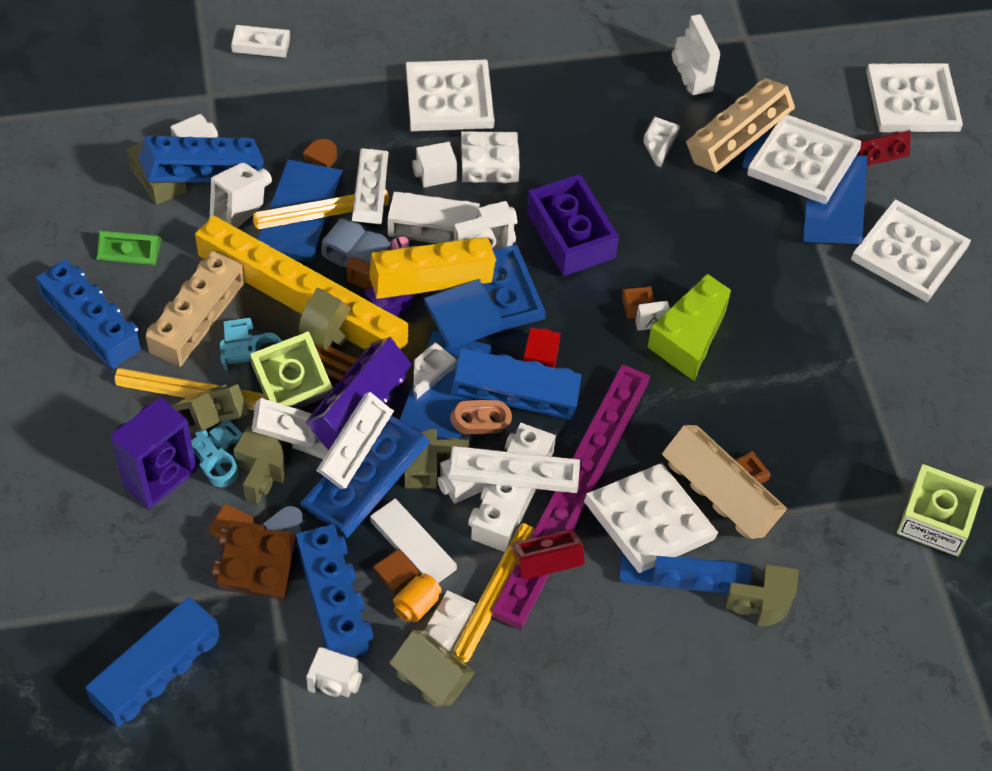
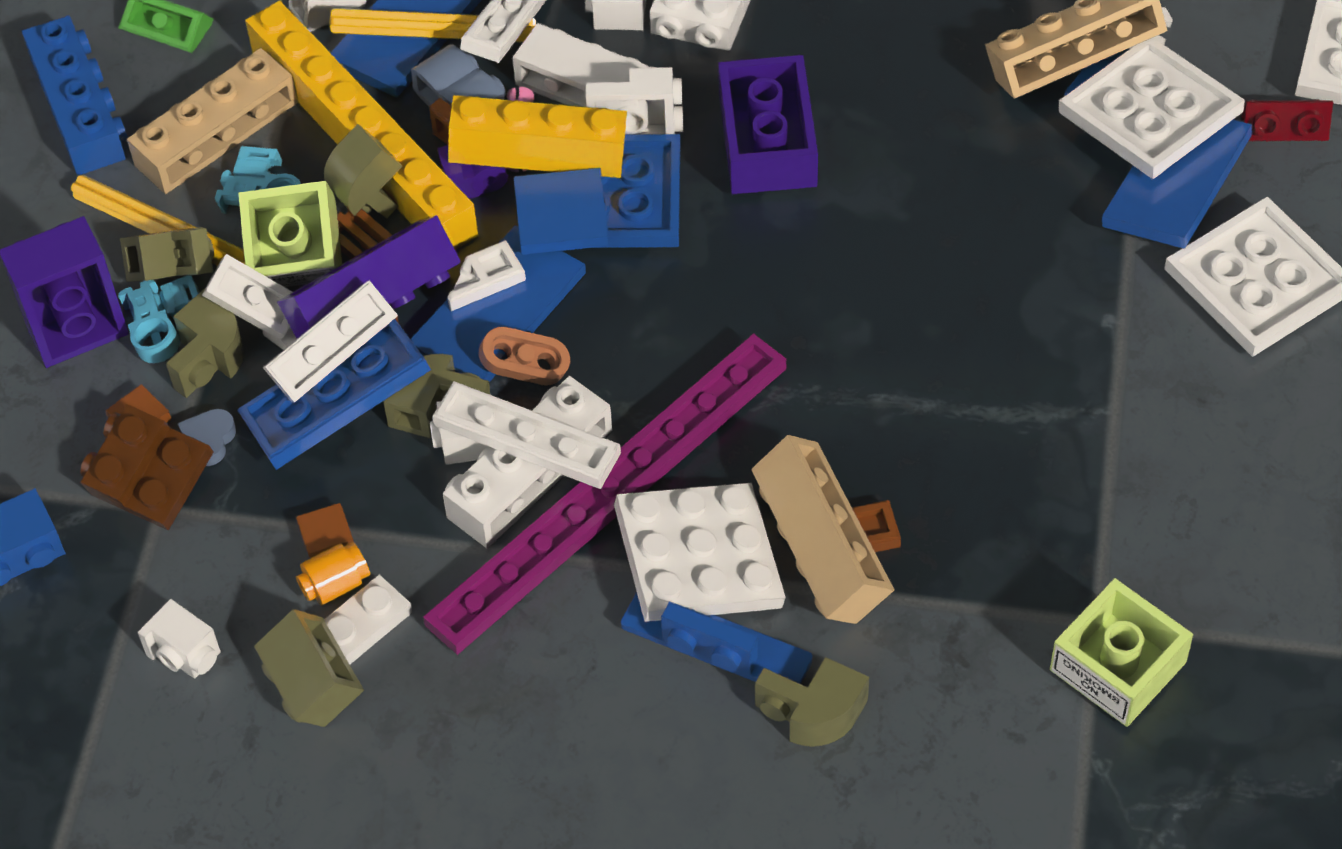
camera: 25 degrees right, 0 degrees up
(332, 591) = (226, 535): blue brick -> none
(408, 535) = (364, 500): white tile -> none
(482, 613) = (410, 620): yellow axle -> none
(516, 383) = (588, 321): blue brick -> none
(542, 347) = (648, 291): red brick -> none
(548, 554) = (530, 562): dark red slope -> none
(633, 297) = (822, 255): dark orange tile -> none
(650, 313) = (829, 277): white tile -> none
(660, 138) = (959, 34): white tile -> none
(690, 326) = (877, 303): lime wedge -> none

